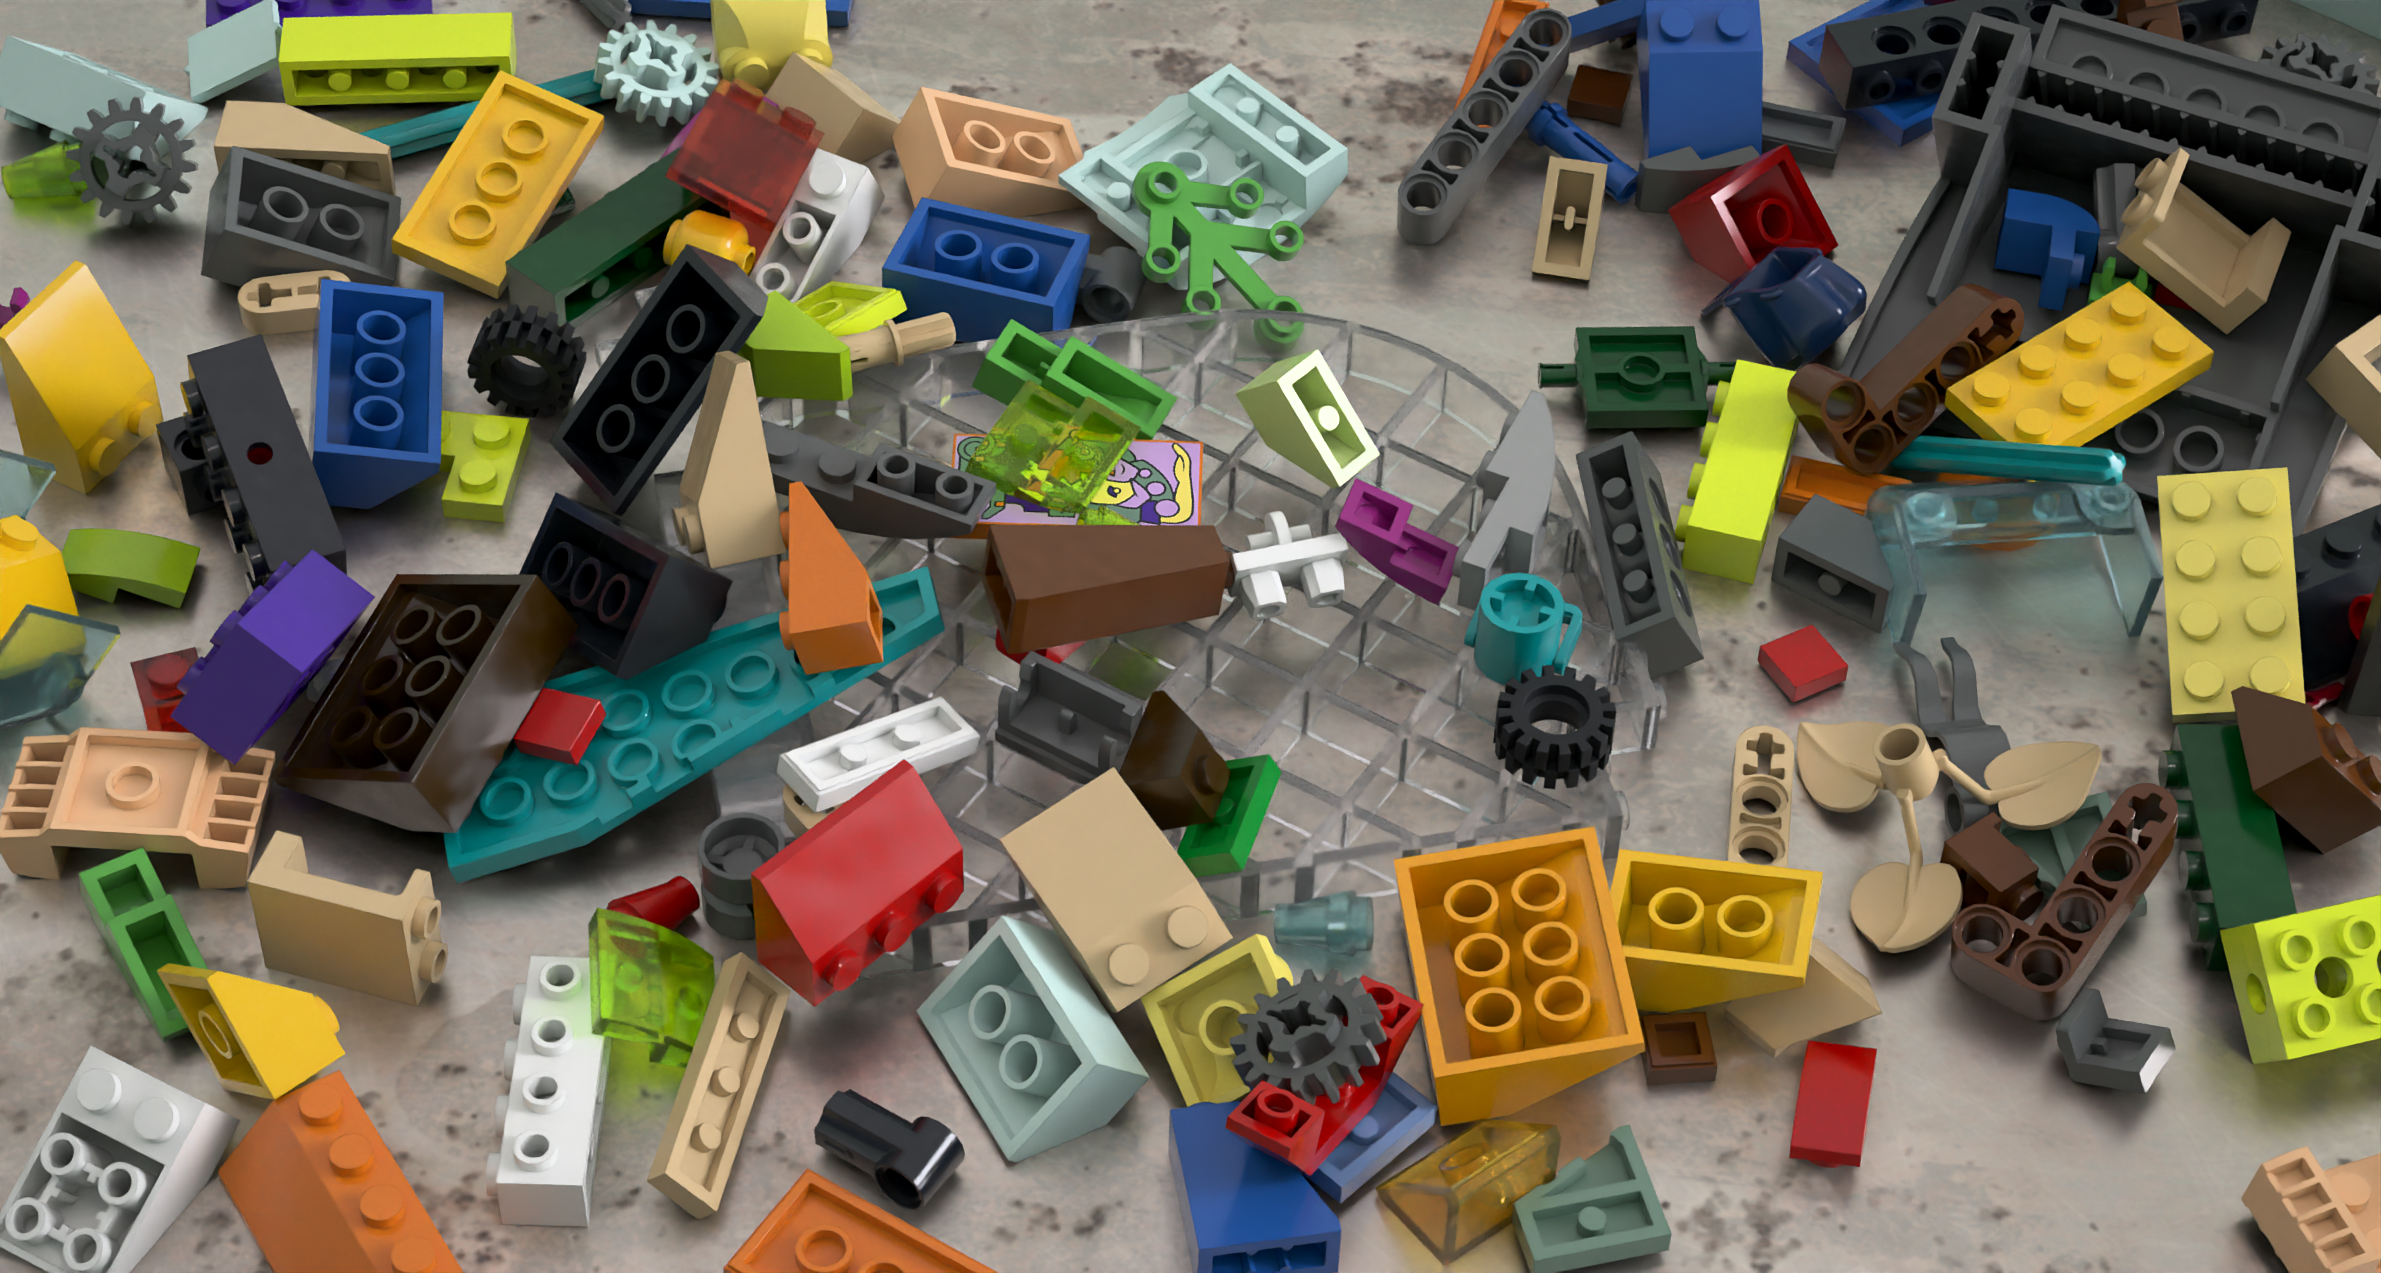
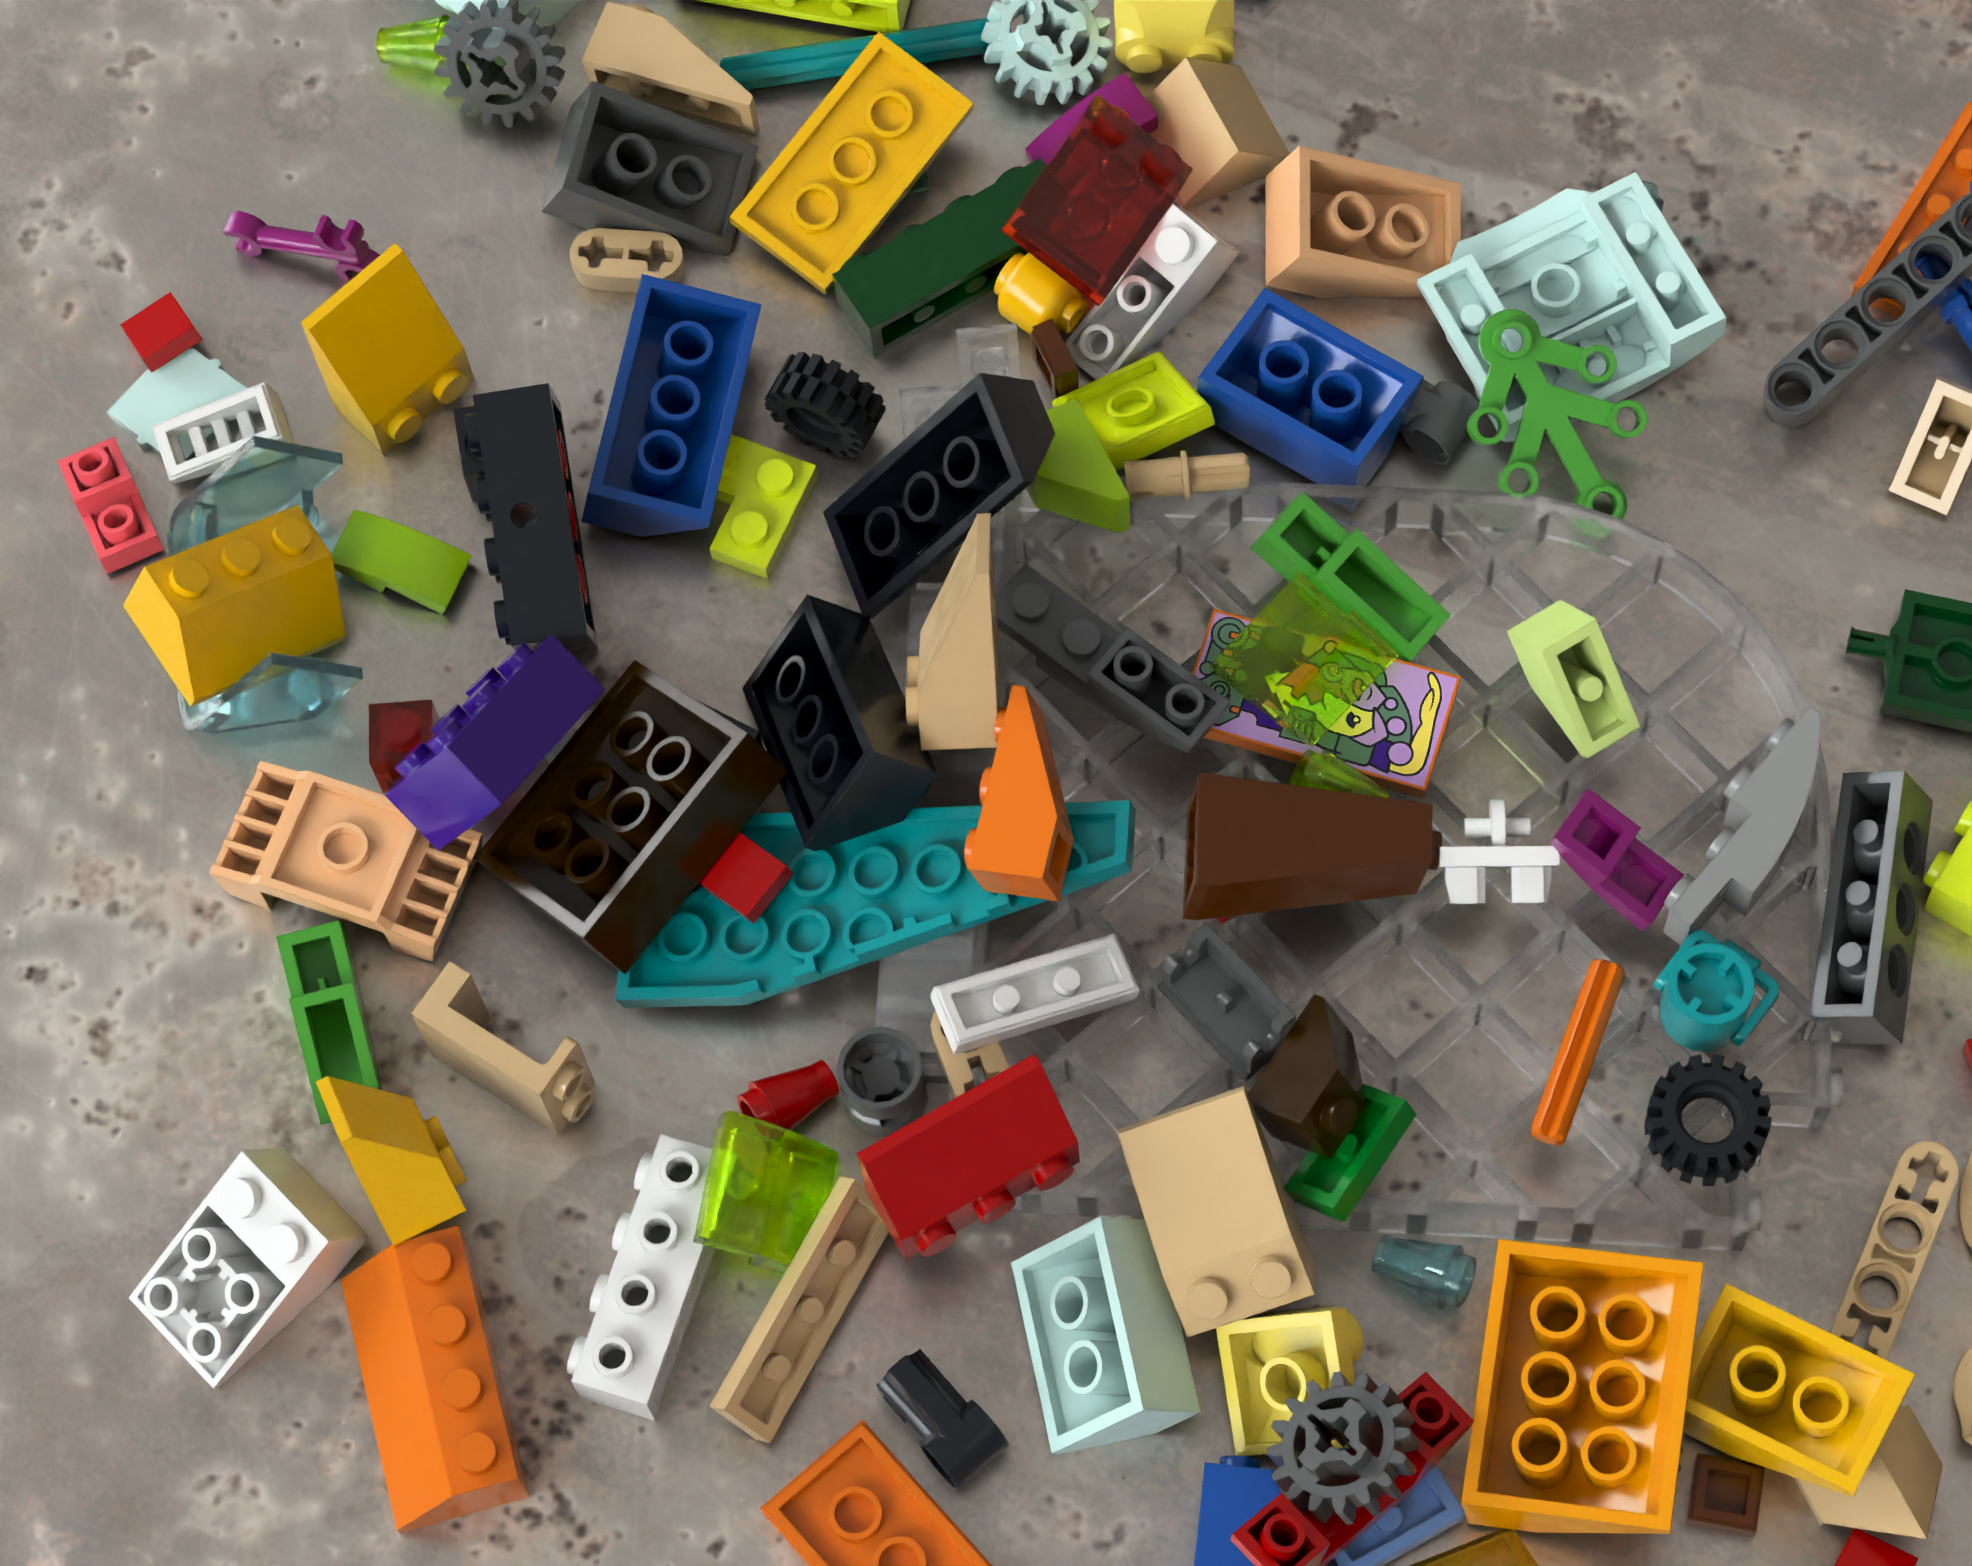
camera: 25 degrees right, 20 degrees up
(1413, 704) = (1577, 1052): none -> orange axle

